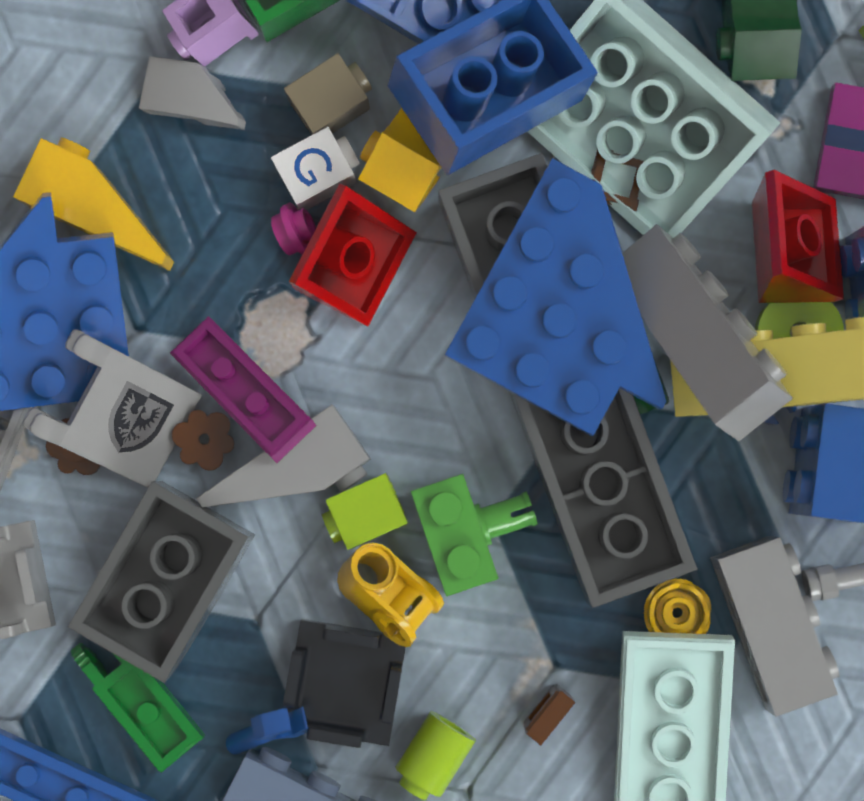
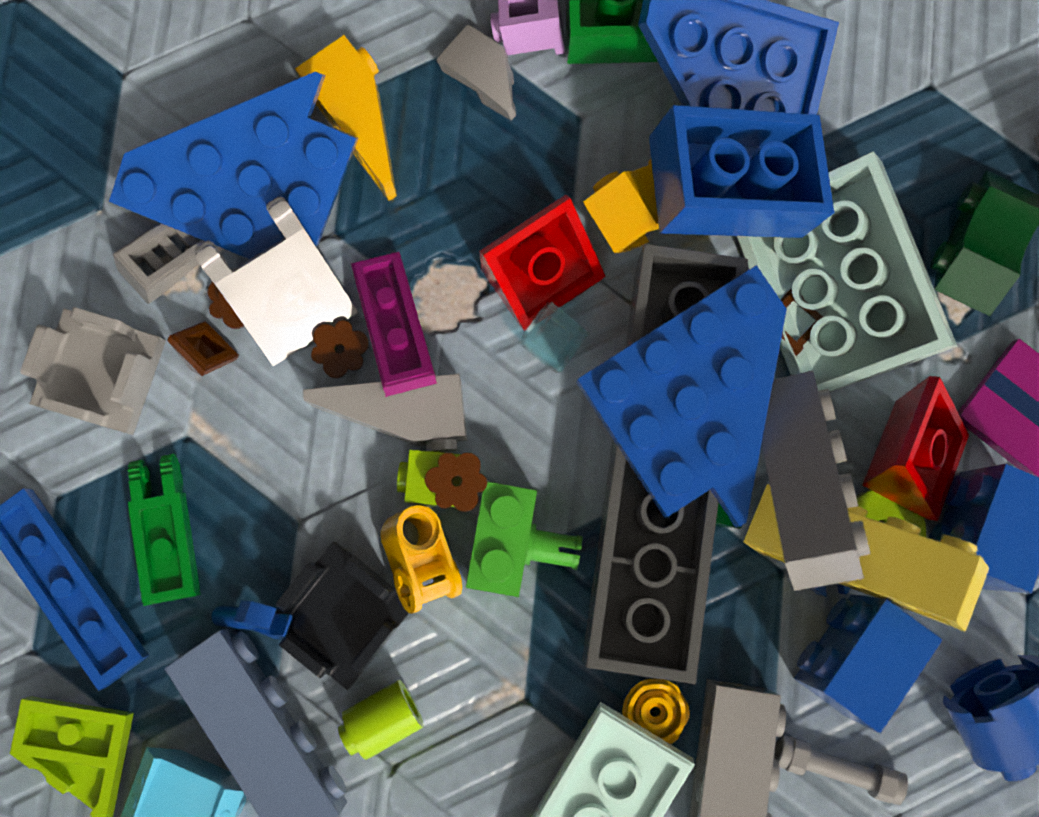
camera: 20 degrees right, 5 degrees down
(77, 509) = (202, 348): none -> reddish brown slope
(161, 580) = (234, 443): dark grey brick -> none
(293, 228) = (505, 215): dark pink plate -> none
(316, 167) = (551, 174): white brick -> none
(330, 95) = (594, 129): dark tan brick -> none
(369, 512) = (440, 480): none -> reddish brown plant
(399, 319) = (553, 337): none -> clear light blue tile
(548, 714) = (497, 738): reddish brown tile -> none

